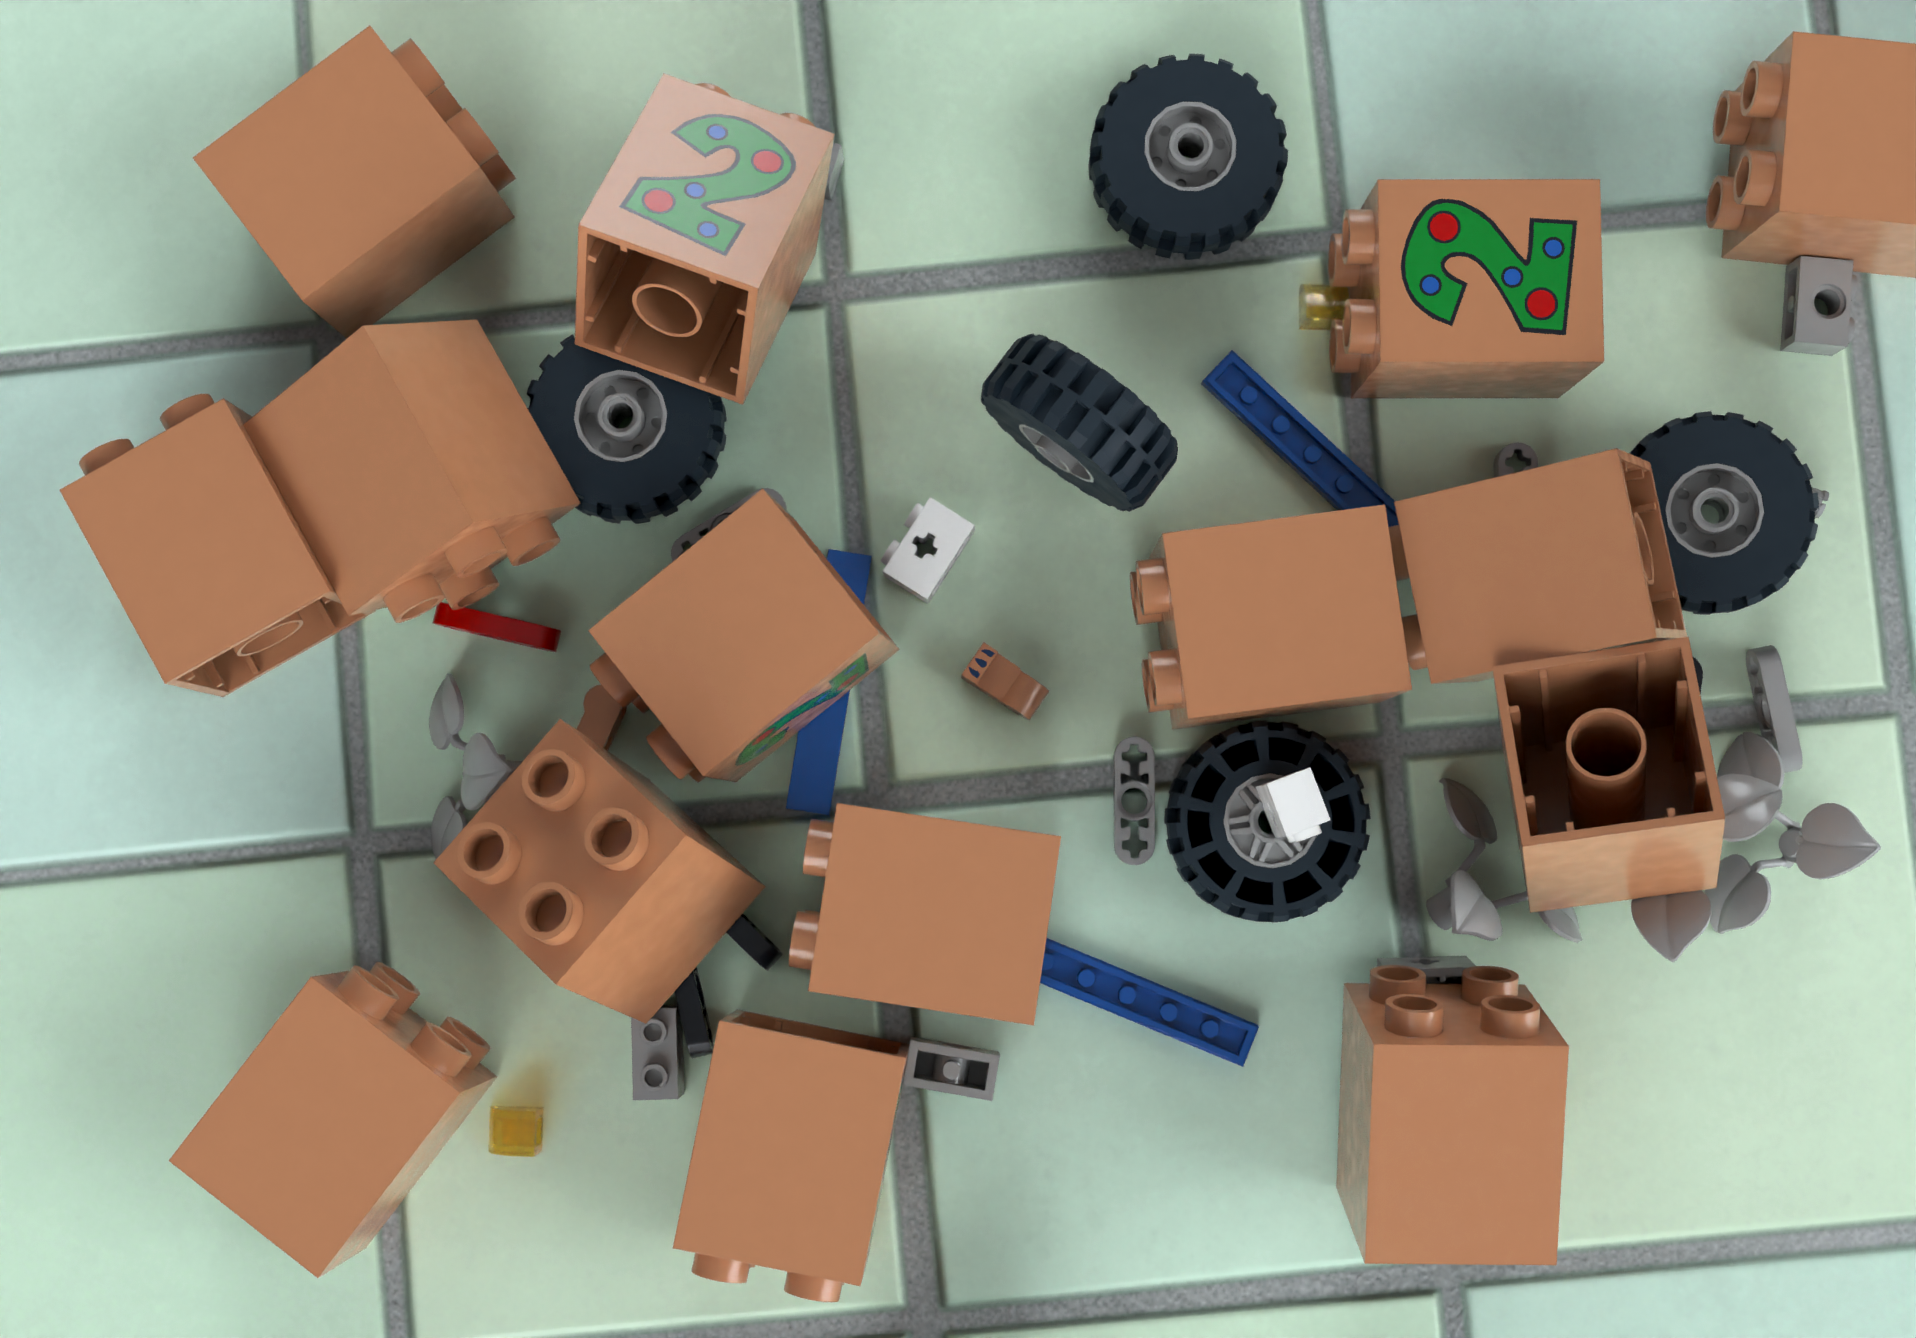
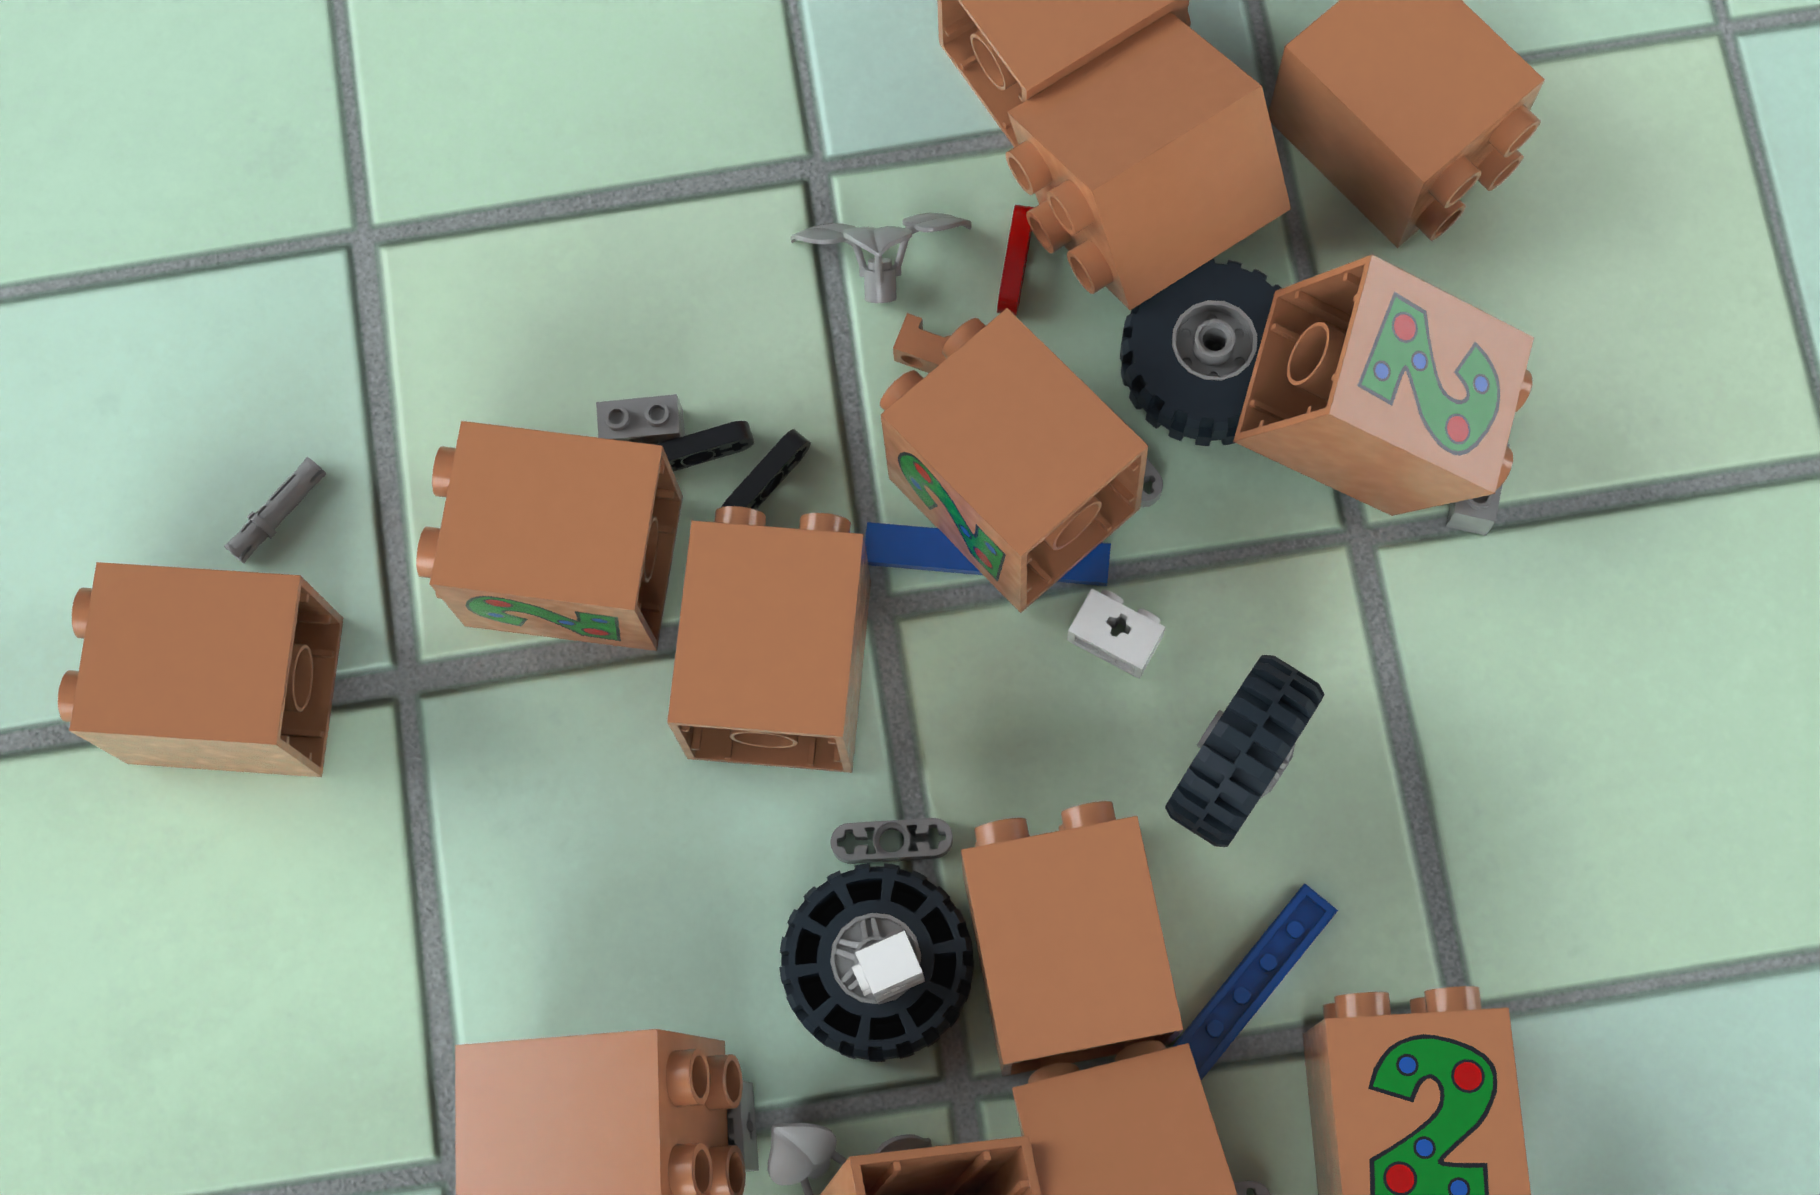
camera: 90 degrees right, 10 degrees down
(336, 1115) = (575, 153): nougat brick -> none
(515, 1130) = (568, 313): clear yellow brick -> none
(598, 875) = (790, 344): nougat brick -> none
(951, 1068) = (633, 682): light grey brick -> none
(1004, 682) = (997, 710): nougat leg -> none
(1147, 1003) = (703, 862): blue tile -> none
(1195, 113) = (1559, 823): black wheel -> none
(1320, 305) = (1399, 989): clear yellow brick -> none

